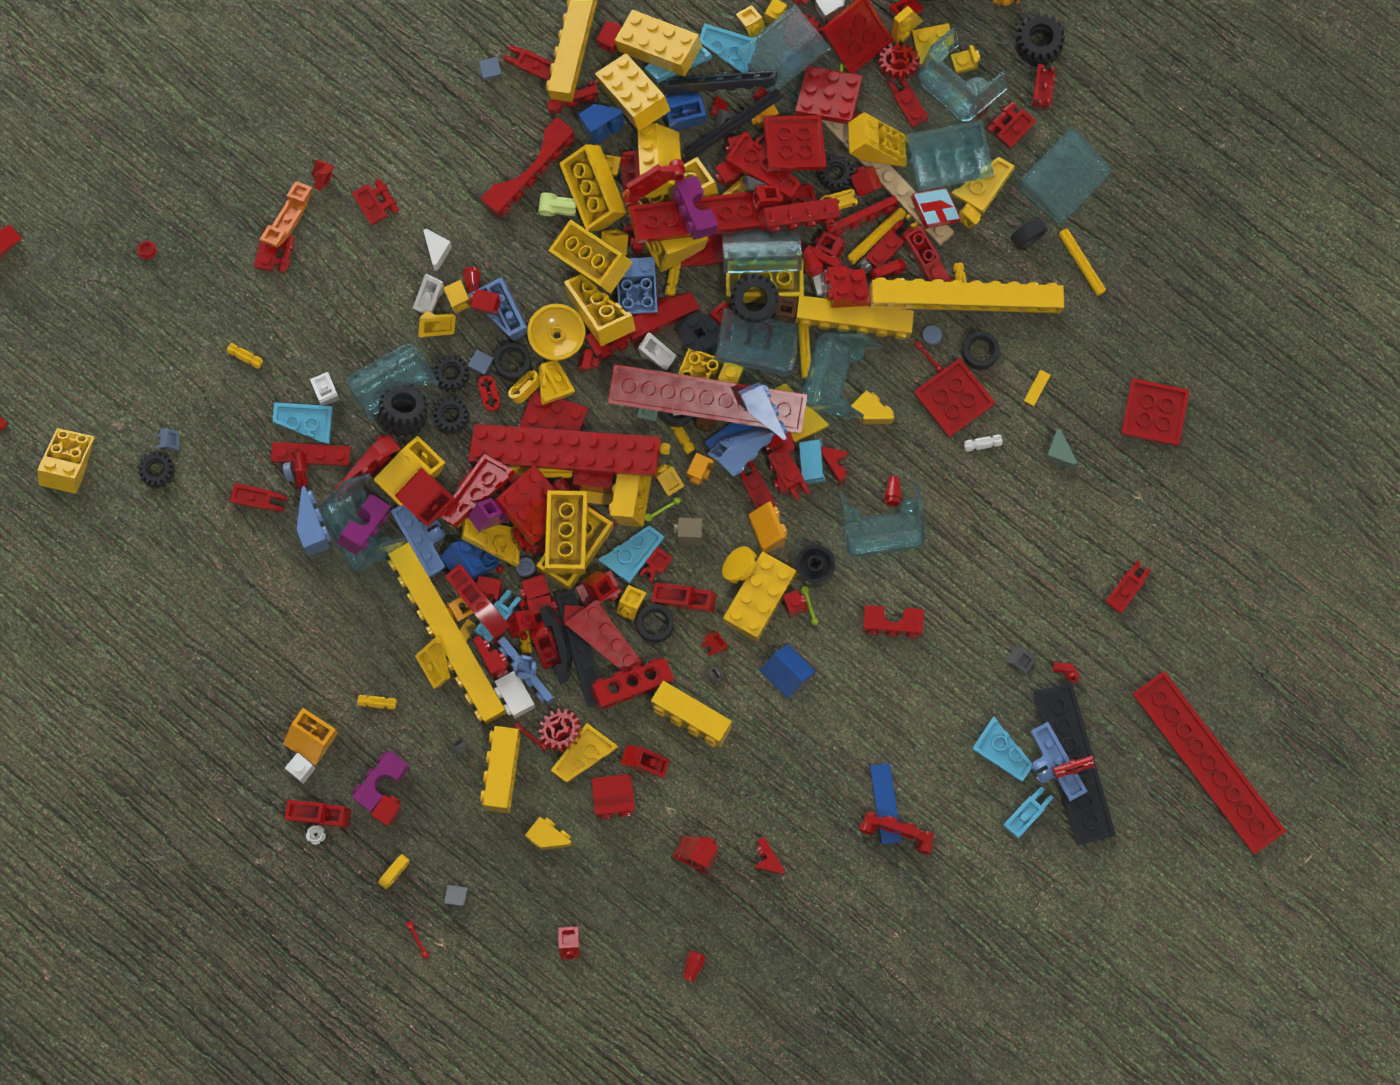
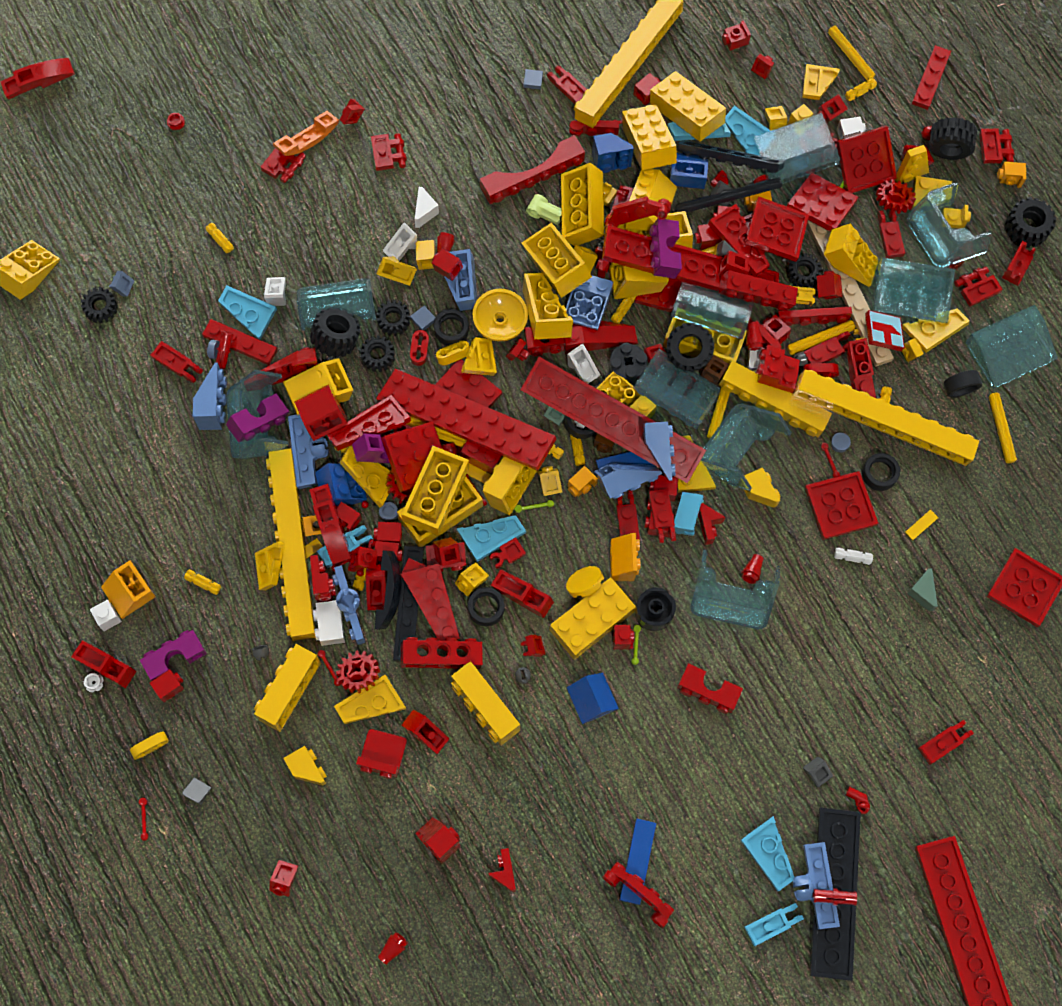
camera: 15 degrees right, 5 degrees down
(688, 531) = (549, 534): dark tan brick -> none

